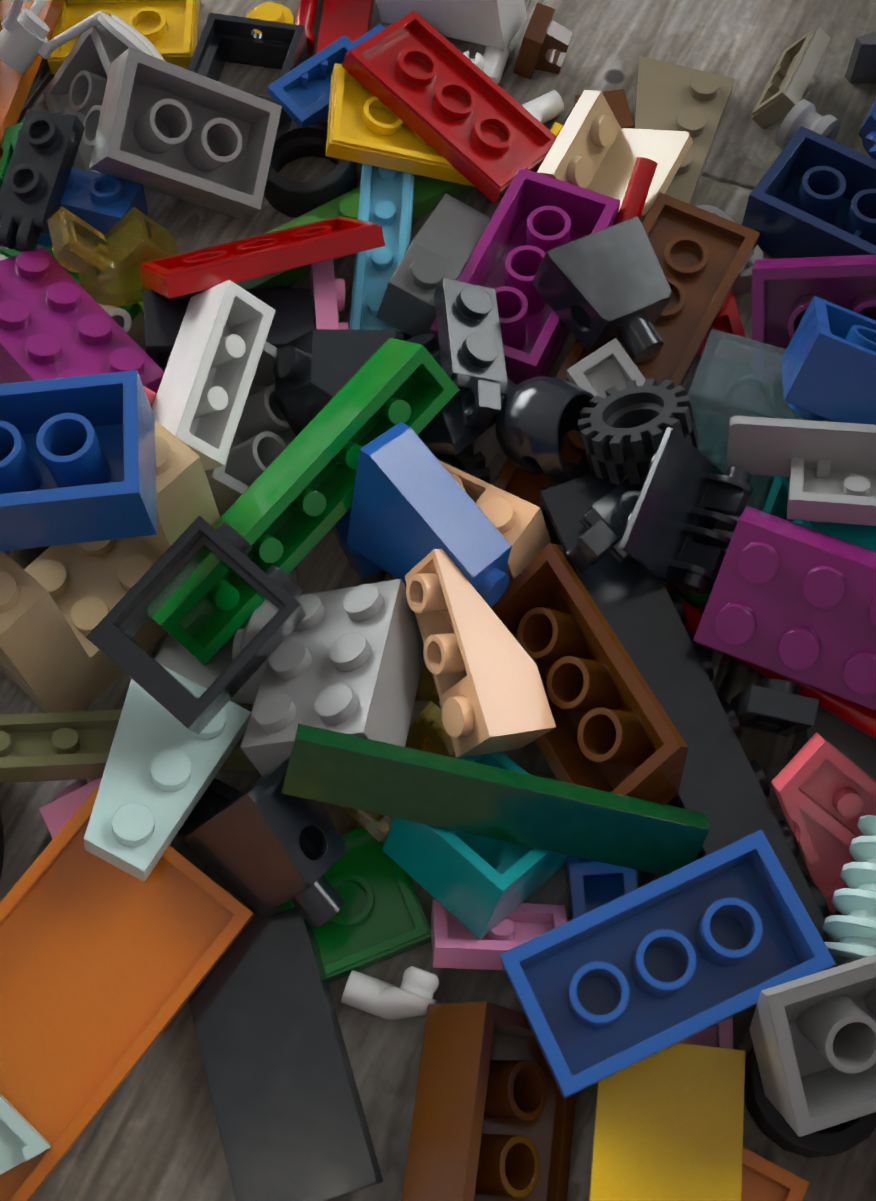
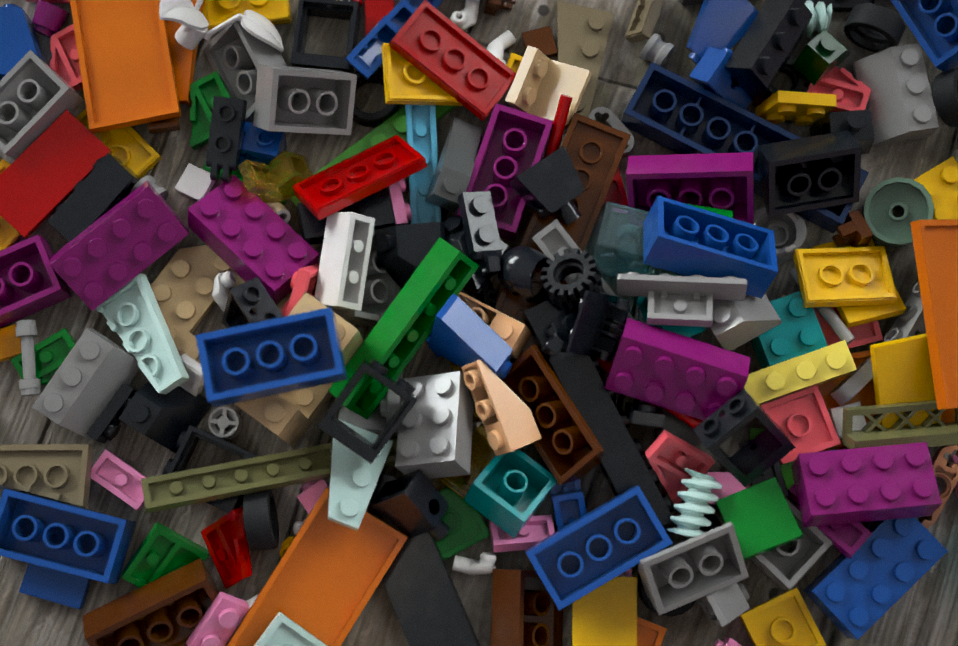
camera: 10 degrees left, 15 degrees up
(492, 802) = (516, 481): dark green tile -> none

